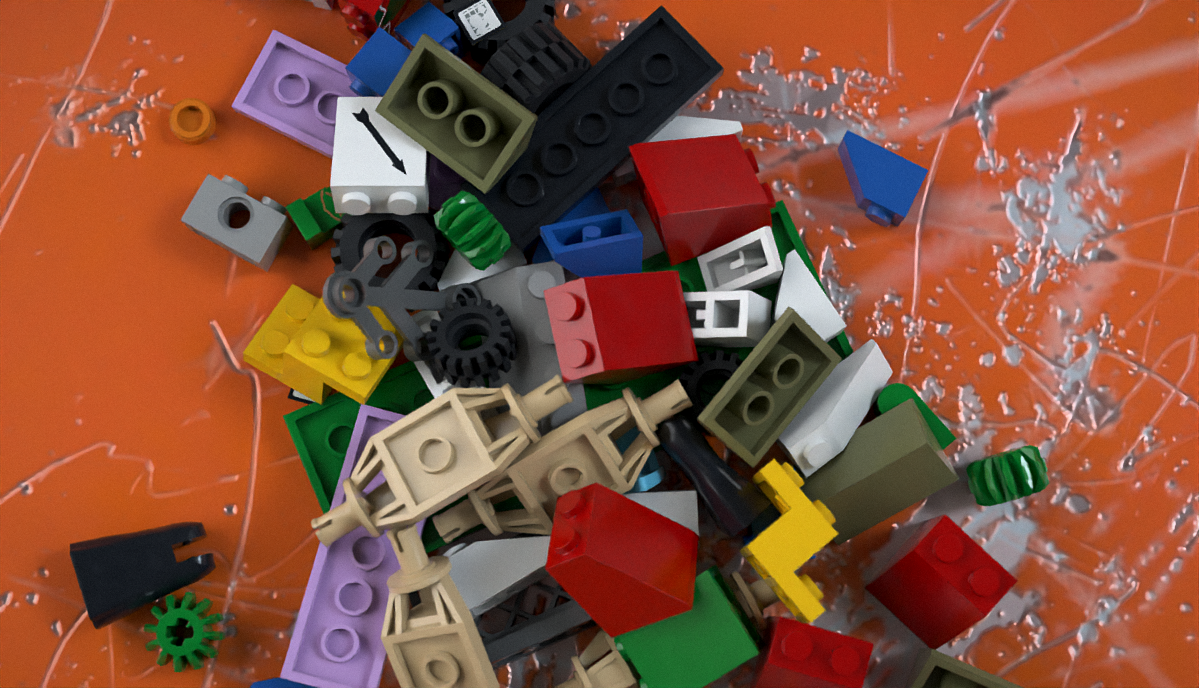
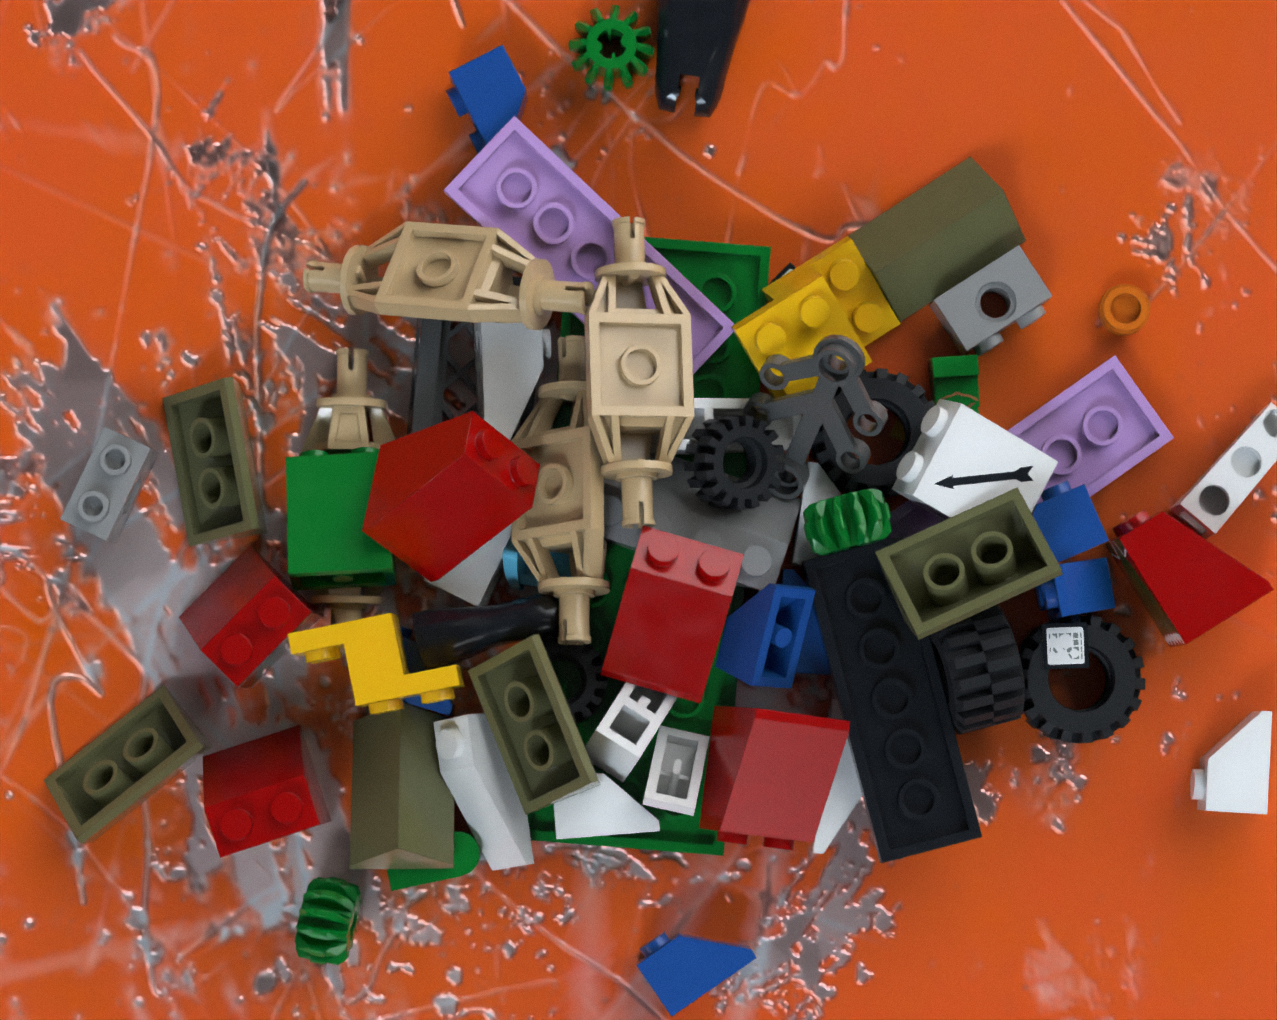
camera: 120 degrees right, 5 degrees up
(205, 290) = (938, 237): none -> olive slope

